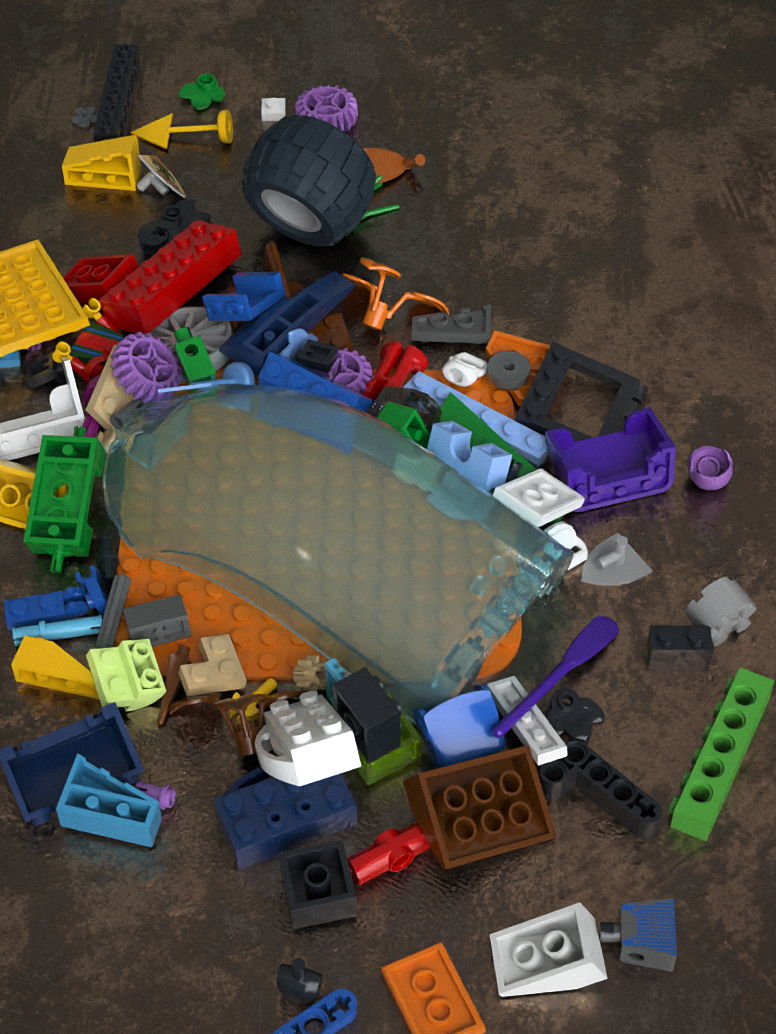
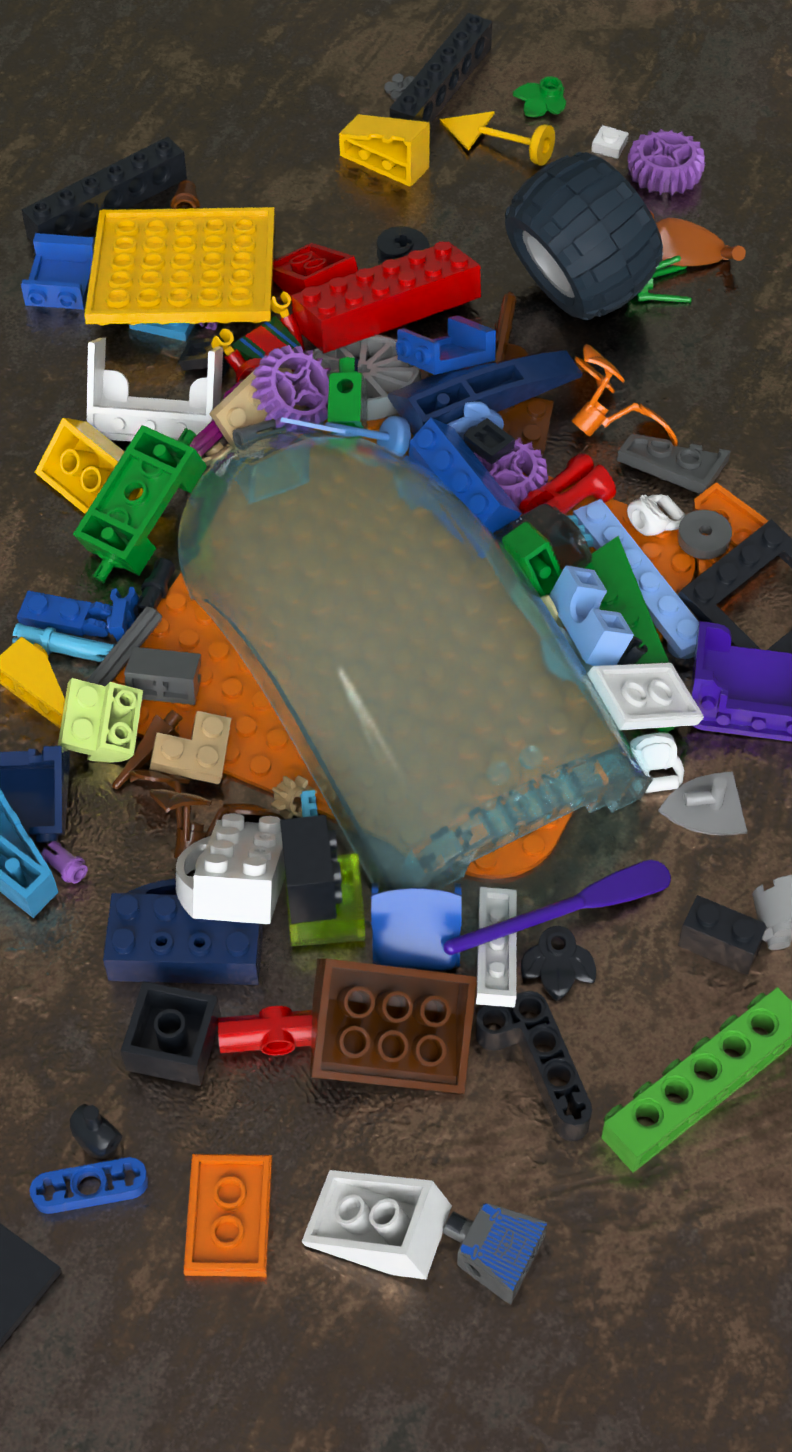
camera: 25 degrees right, 5 degrees up
(158, 176) = (440, 177): shield -> none
(184, 214) = (446, 229): black plate -> none
(251, 711) = (235, 796): yellow bar -> none

